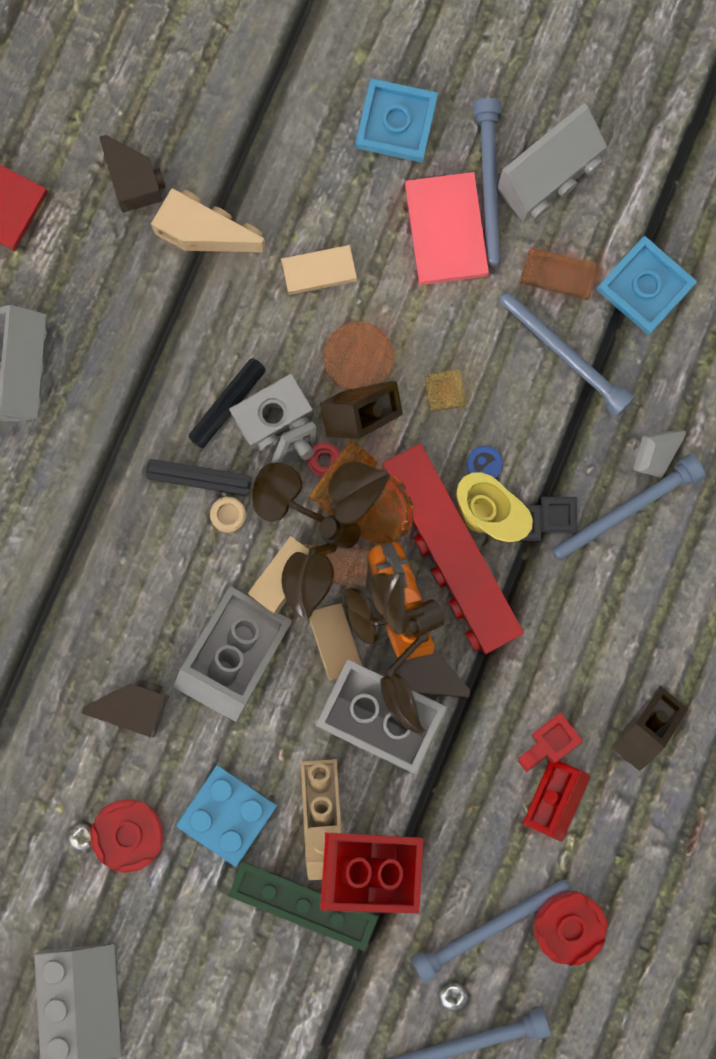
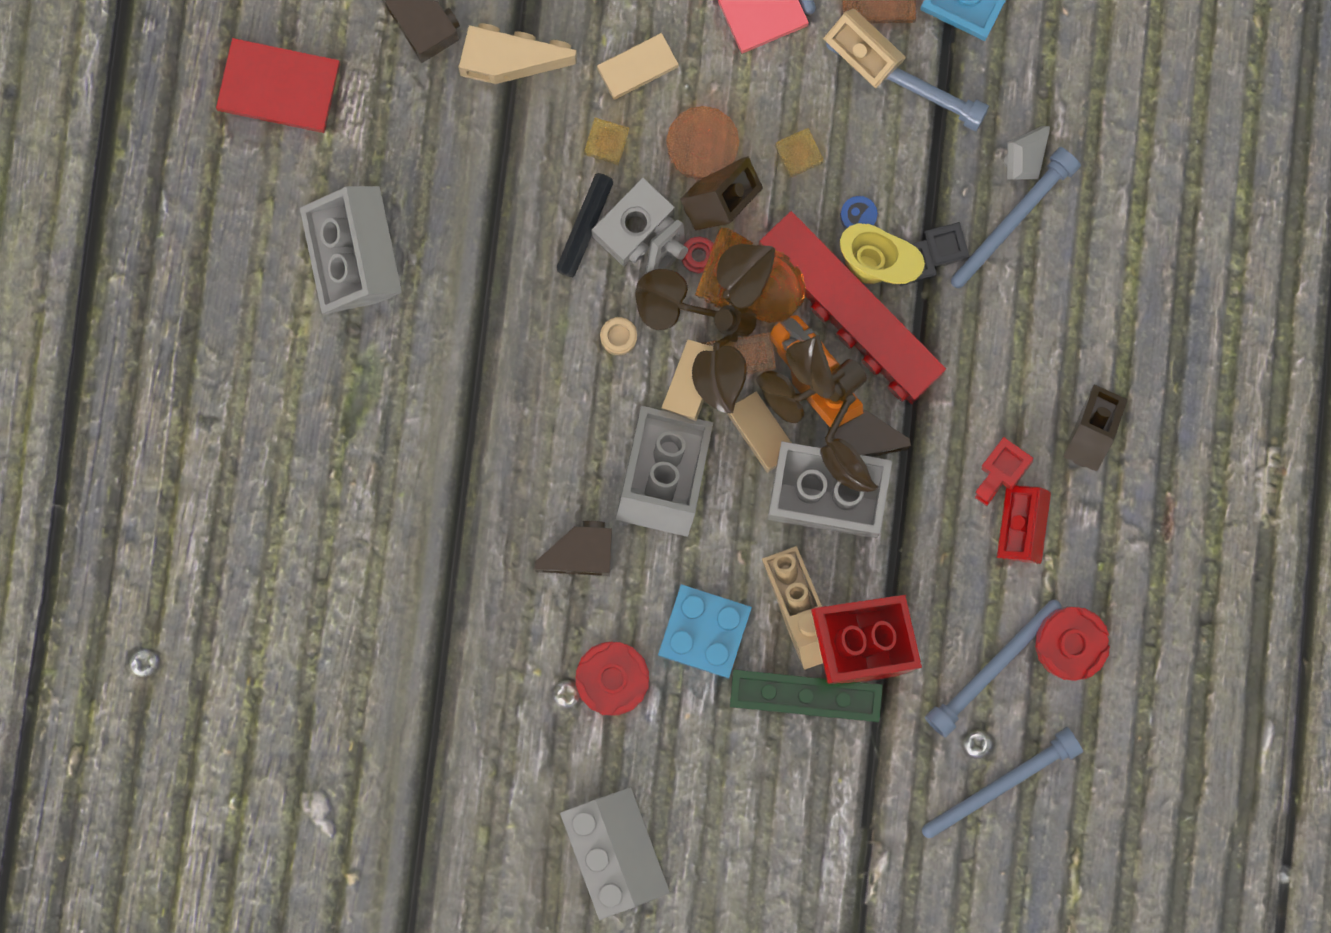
camera: 20 degrees left, 0 degrees up
(198, 477) = (578, 307): black axle -> none
(269, 330) = (606, 141): none -> clear yellow plate
(533, 310) = (864, 47): none -> tan slope

